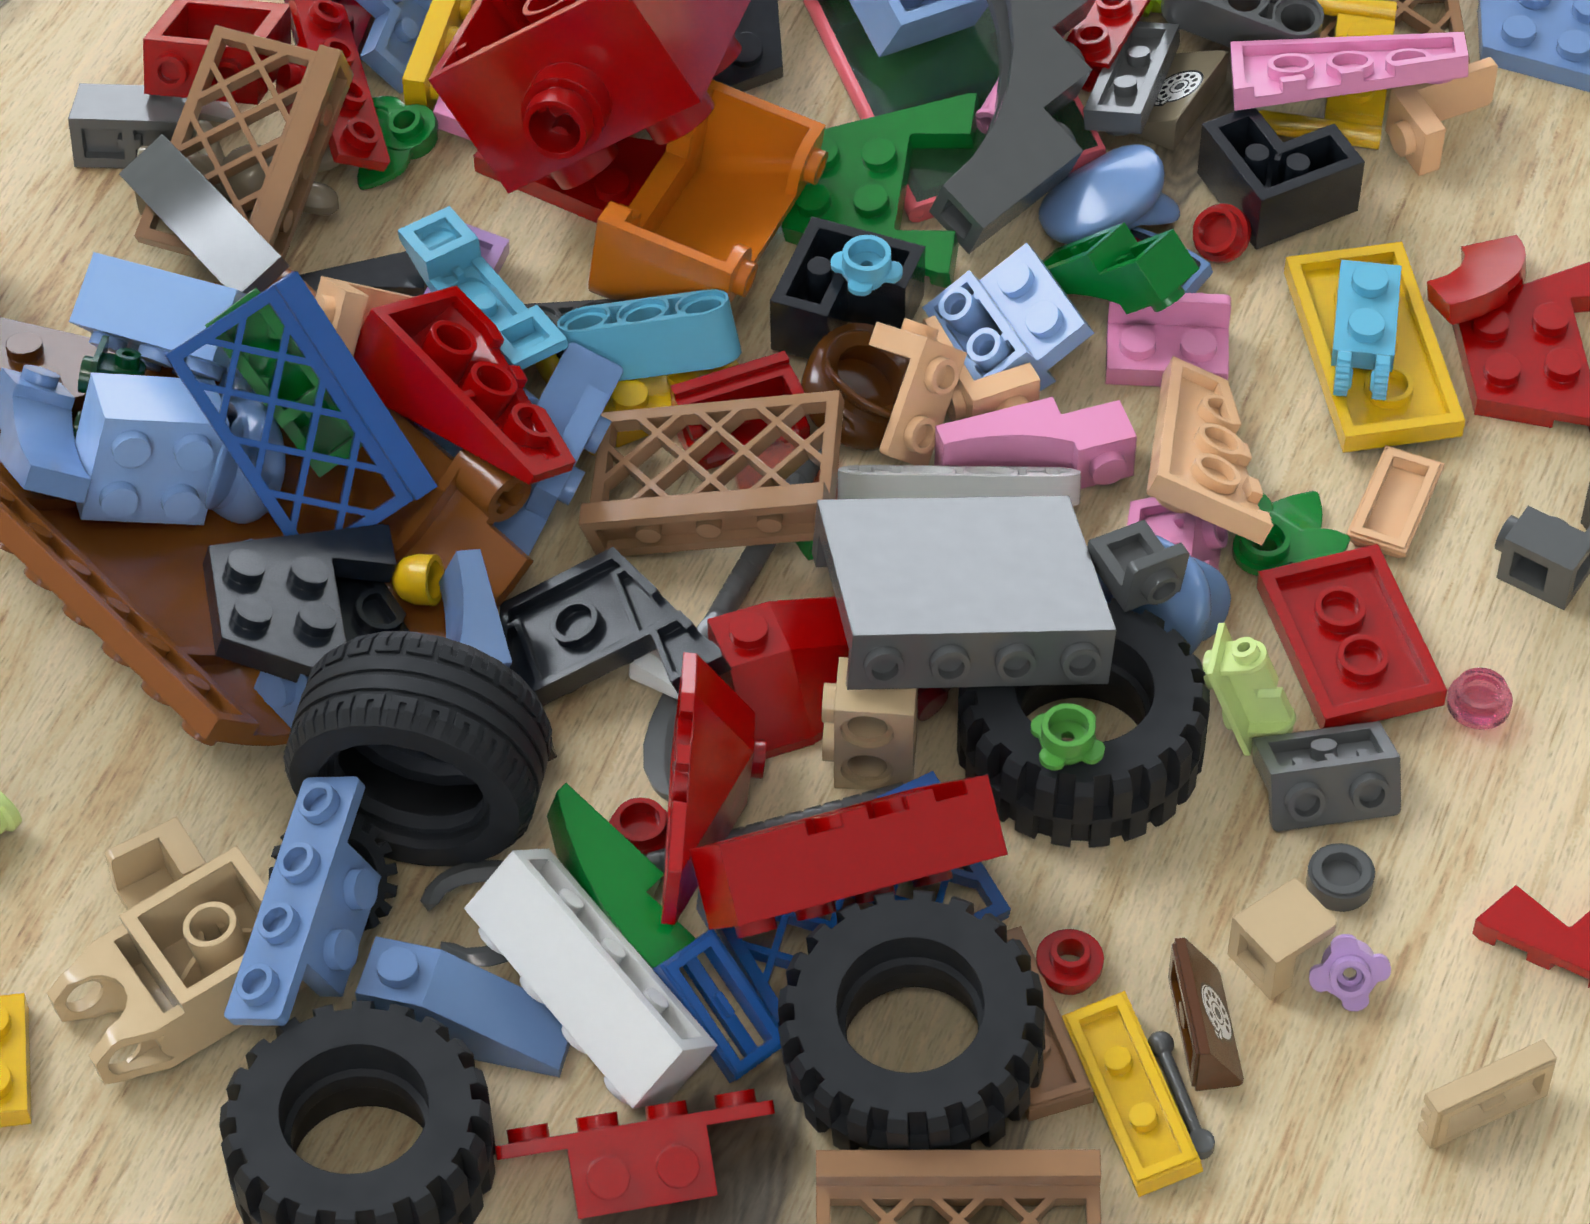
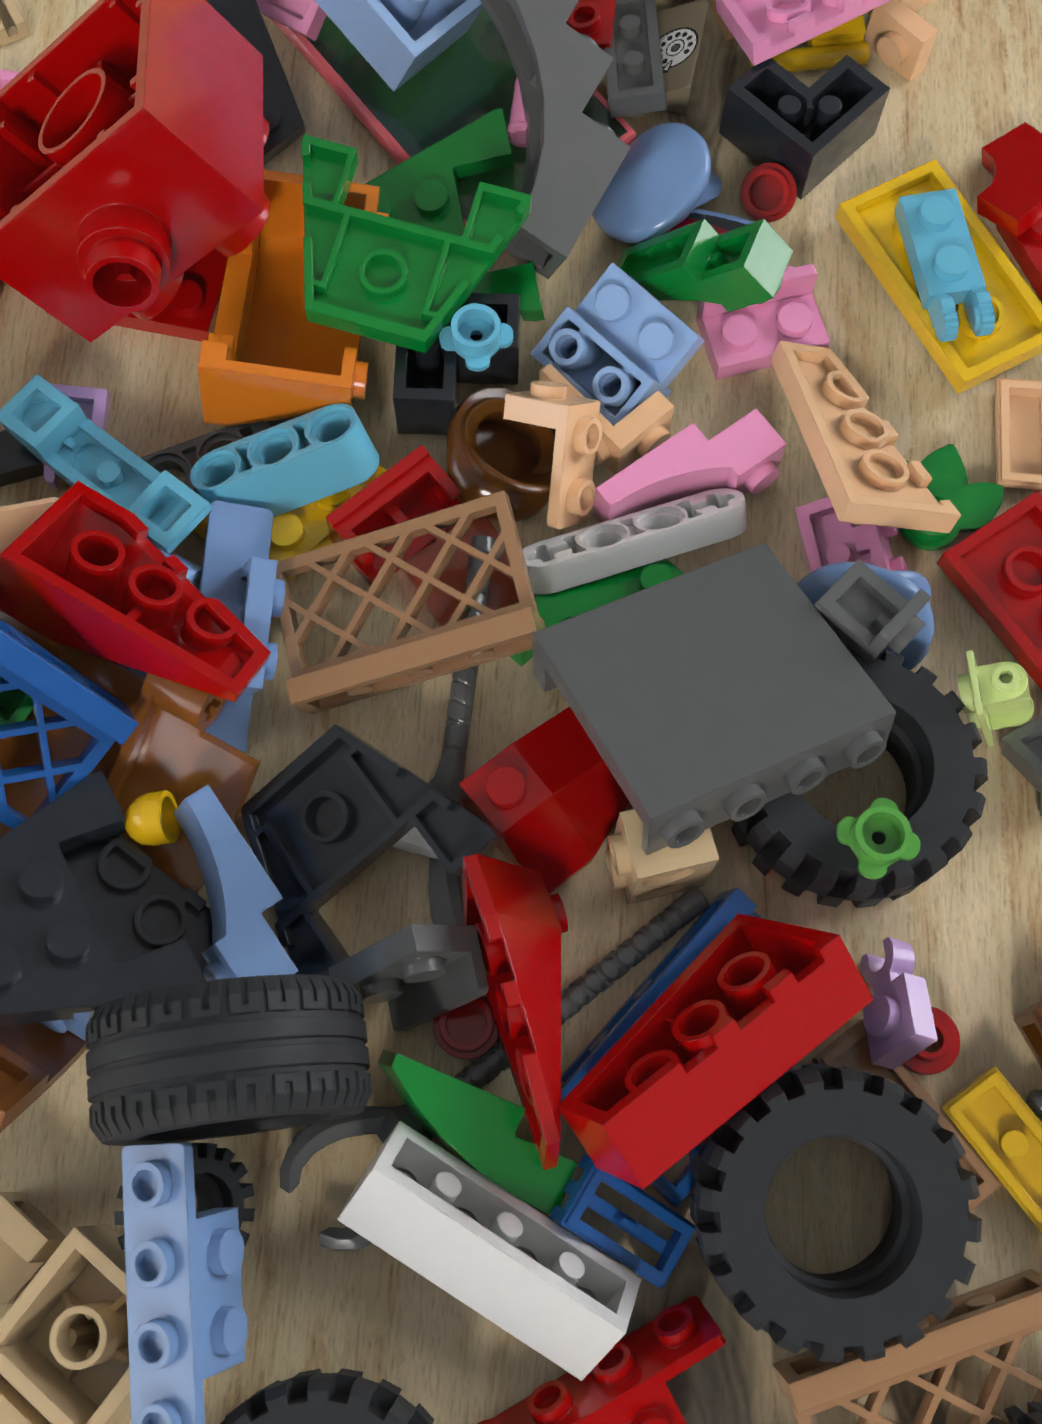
camera: 20 degrees left, 20 degrees up
(480, 1008) = (356, 1313): medium blue slope -> none
(611, 747) = (419, 972): none -> dark grey bracket
(807, 196) = (387, 273): none -> green wing
(1047, 908) = (900, 1016): none -> lavender plate

